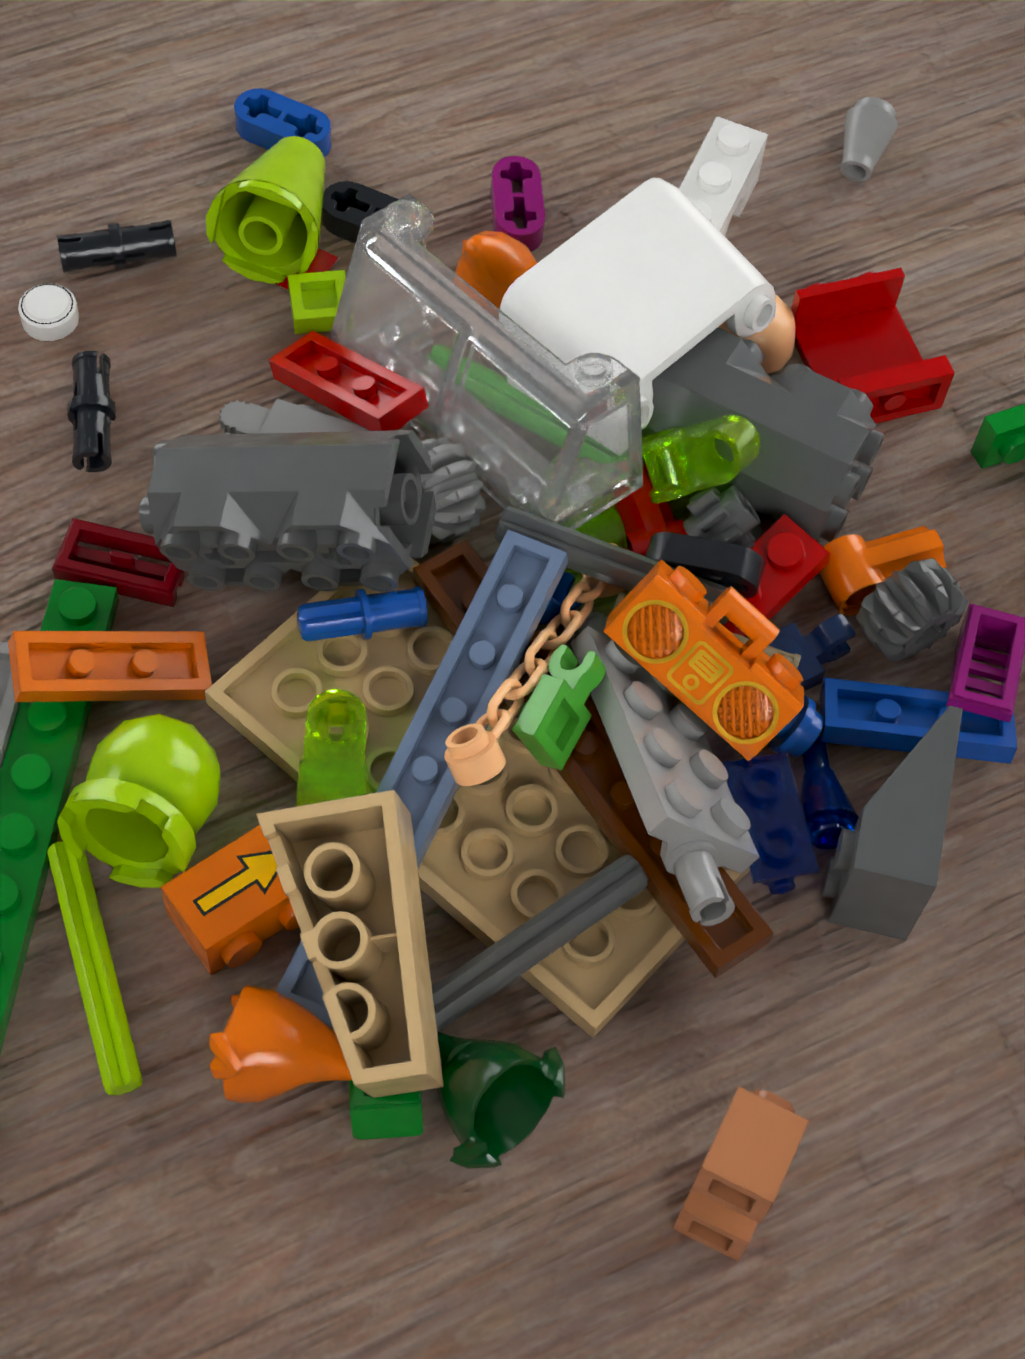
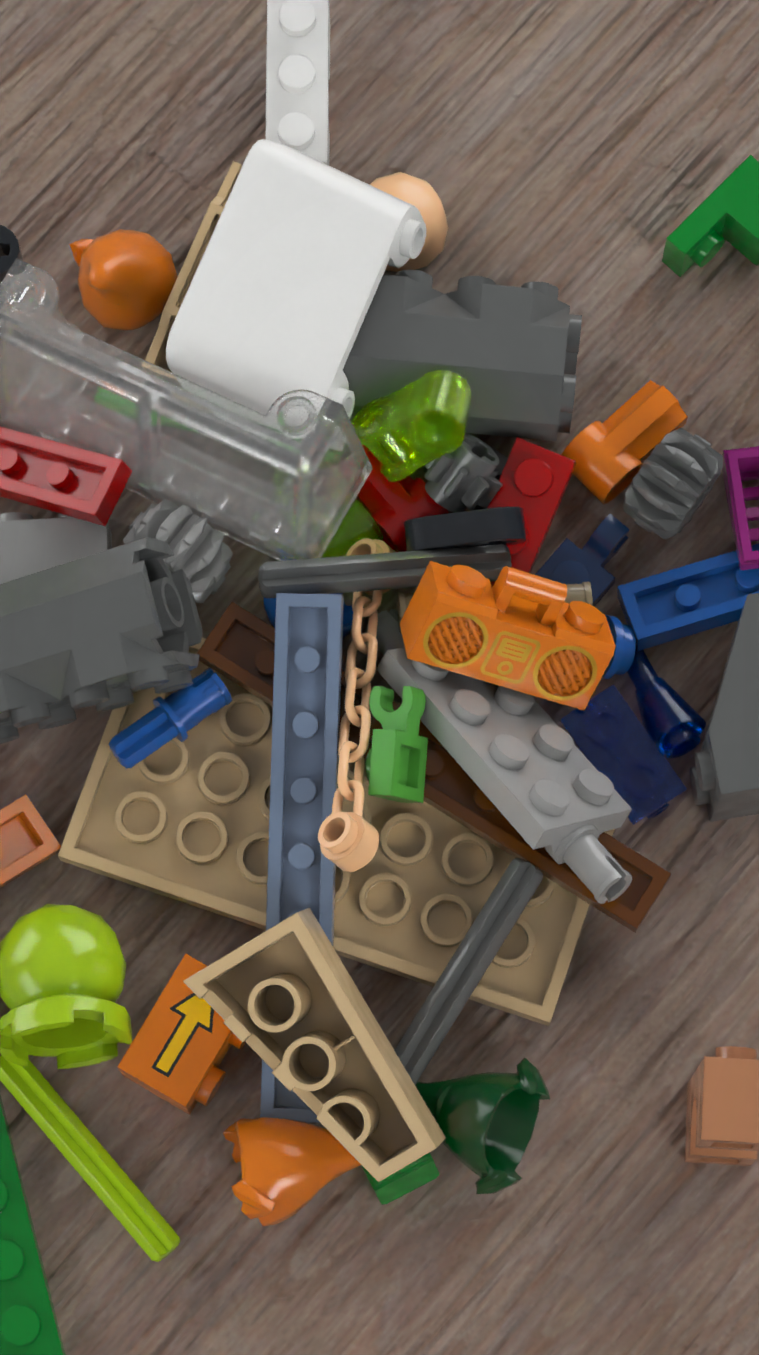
camera: 15 degrees left, 15 degrees up
(333, 762) = (216, 891): clear neon green piece -> none
(527, 204) = (113, 163): magenta beam -> none
(860, 341) = (519, 197): red panel -> none

